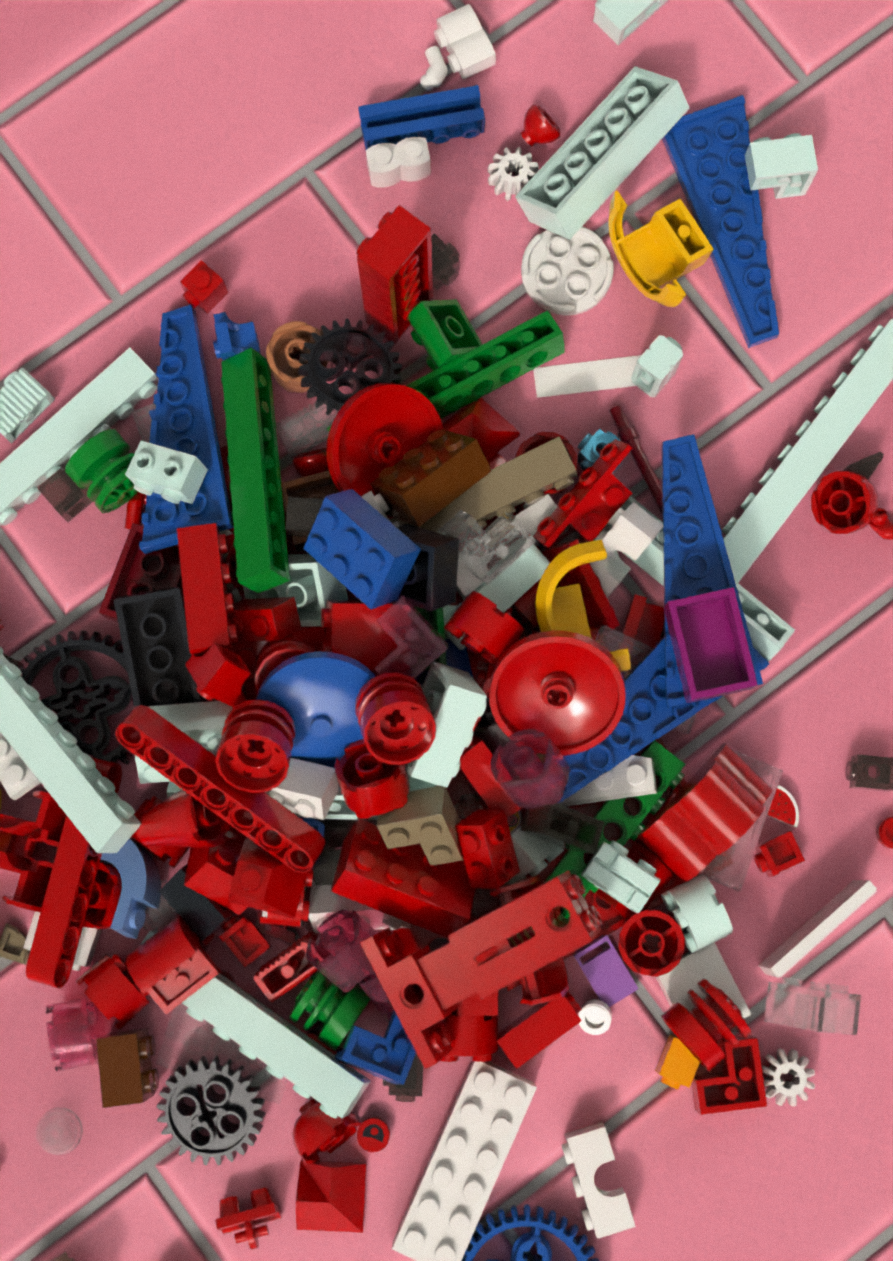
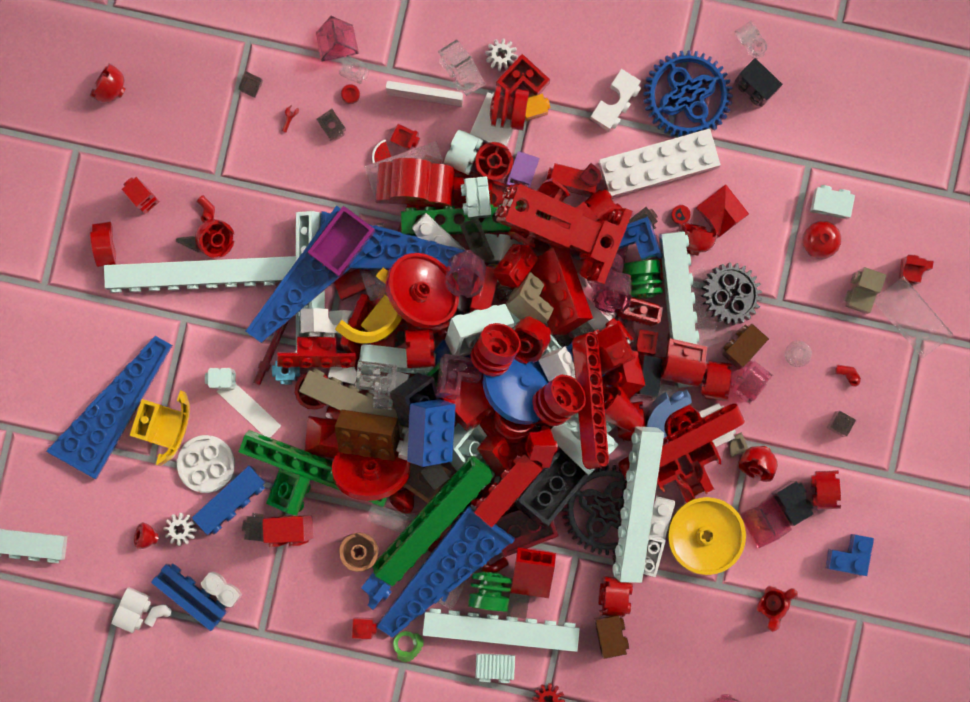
camera: 135 degrees left, 5 degrees up
(83, 543) = (533, 572): none -> red brick
(128, 312) = (404, 655): none -> bright green piece
(166, 472) = (469, 558): light aqua brick -> none
(234, 1219) = (754, 234): red hips -> none
(333, 347) = (342, 535): black gear -> none
(498, 257) = (228, 500): none -> blue brick
(523, 1055) = (591, 176): none -> dark red tile
(595, 1017) = (546, 159): white tile -> none
(602, 152) = (135, 492): light aqua brick -> none
(782, 164) = (71, 401): light aqua brick -> none

